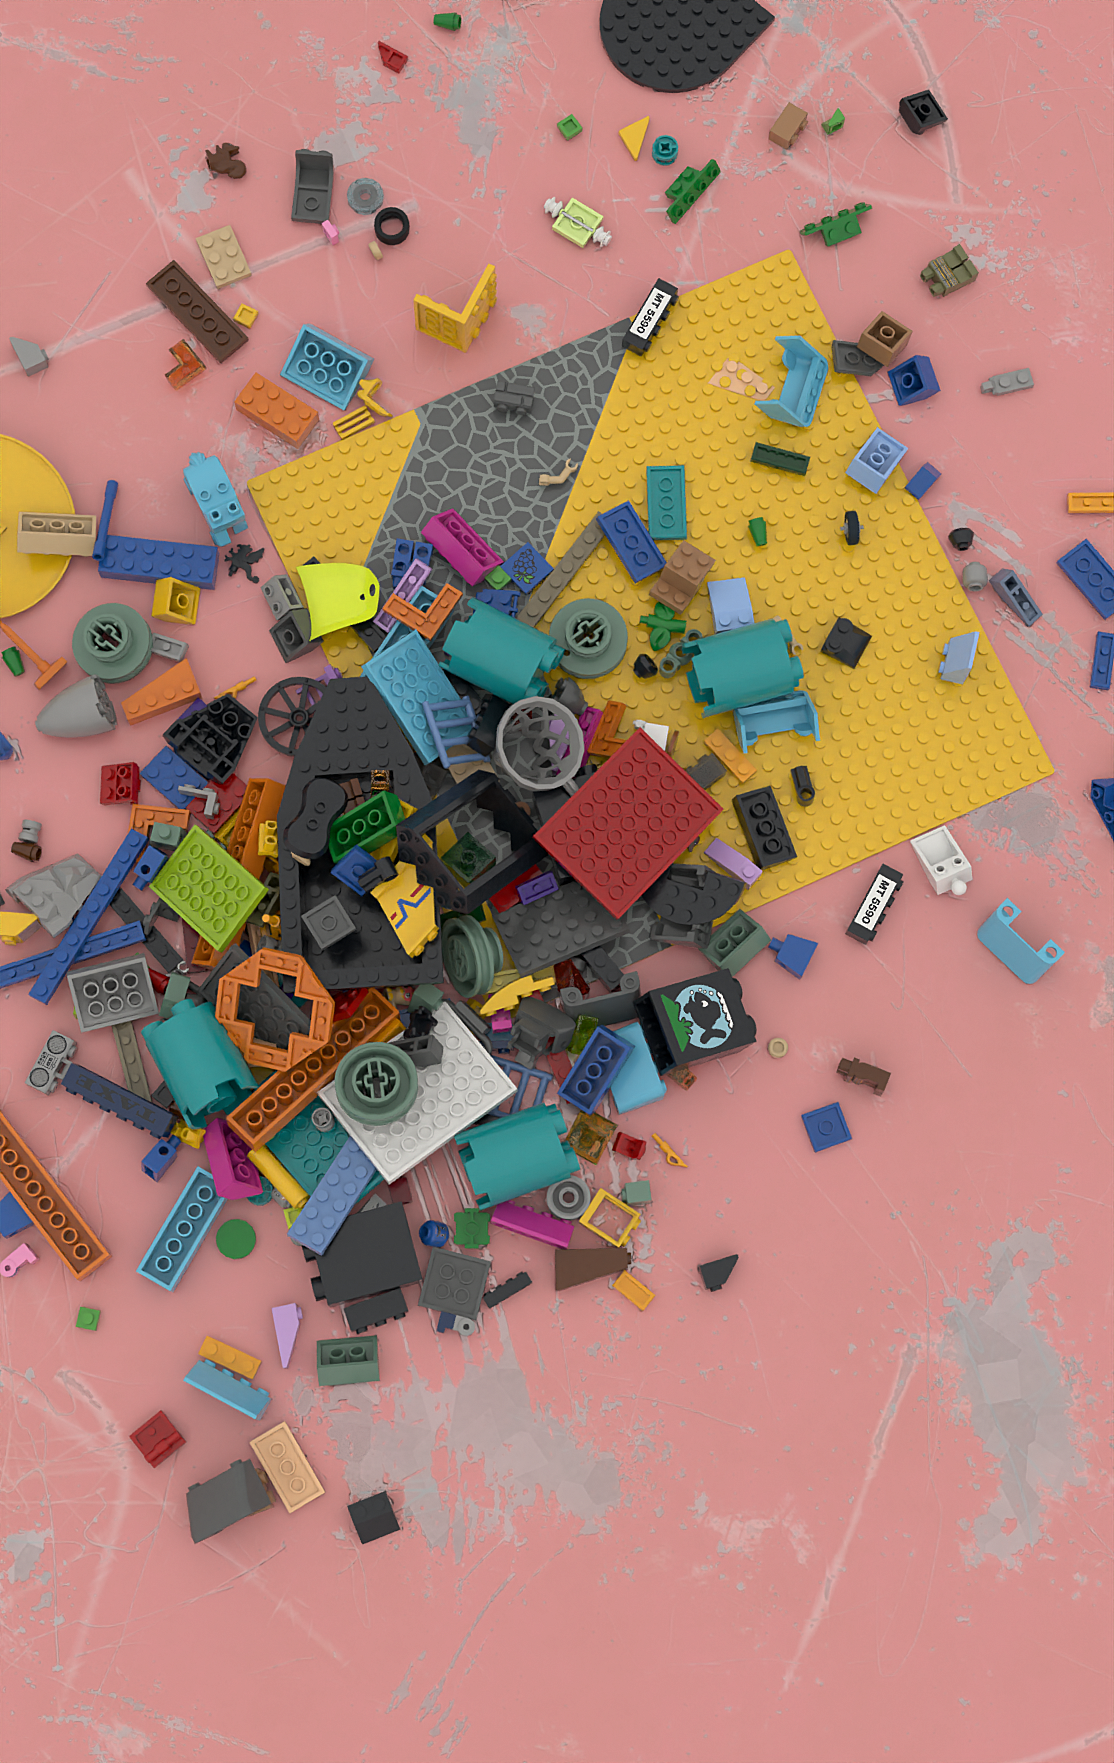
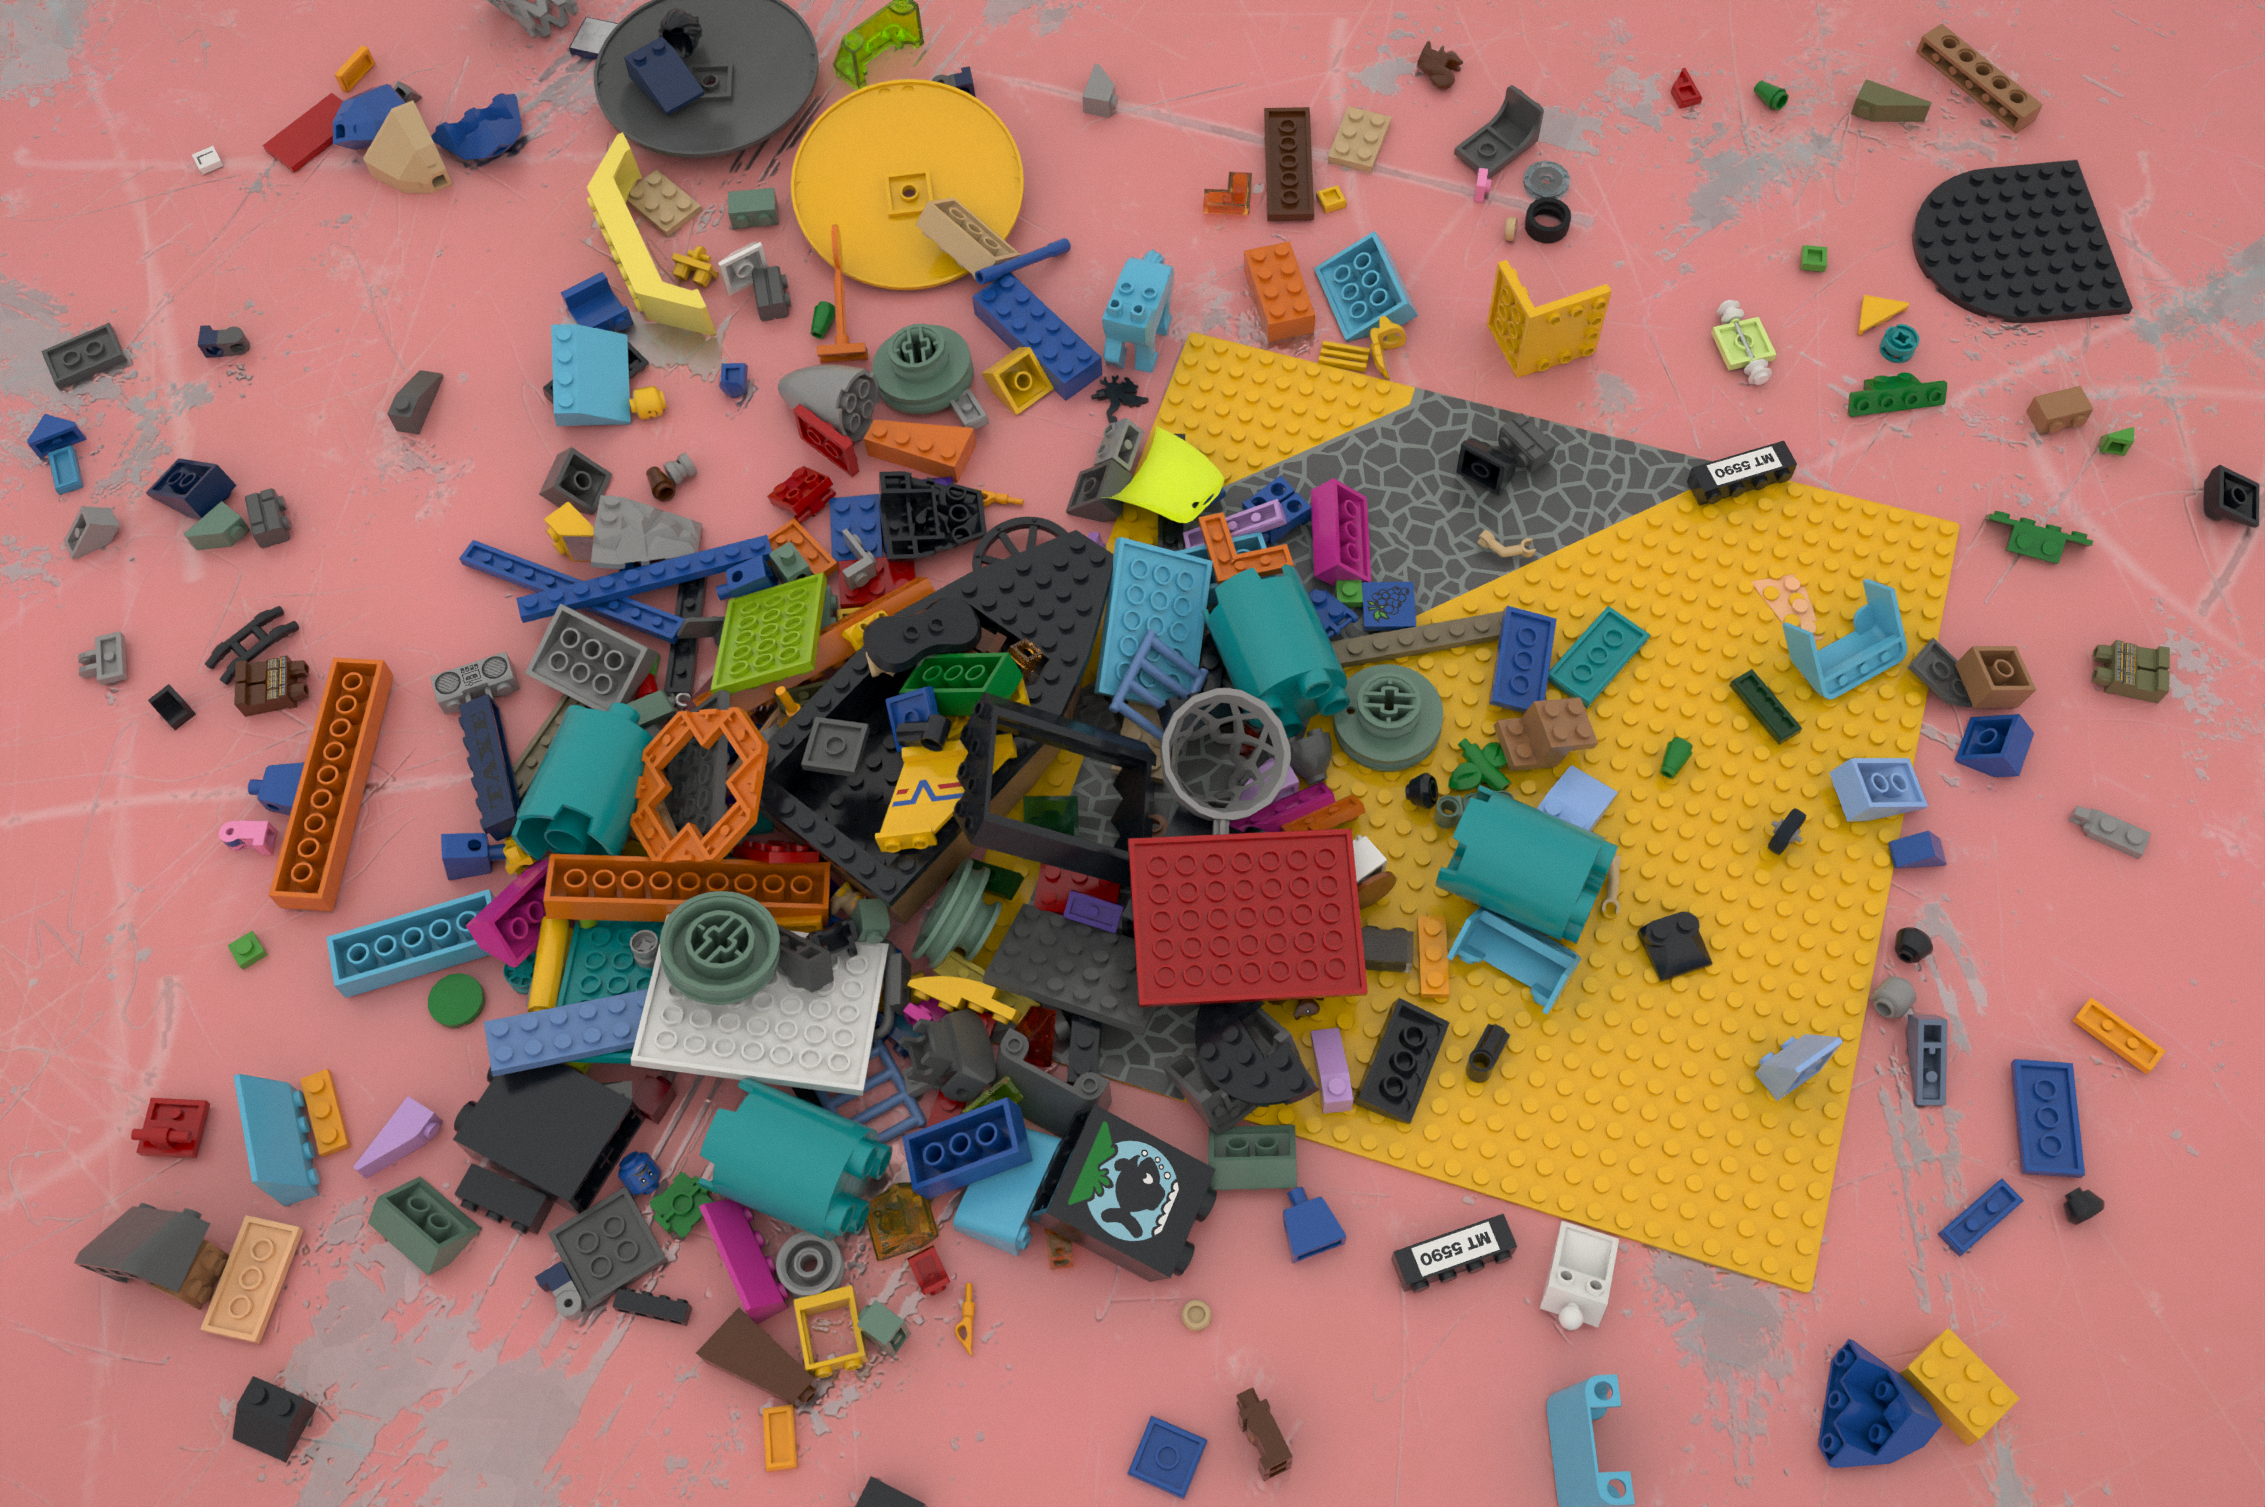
camera: 50 degrees right, 15 degrees down
(104, 739) = (826, 440): none -> red plate
(505, 431) = (1485, 465): none -> black slope

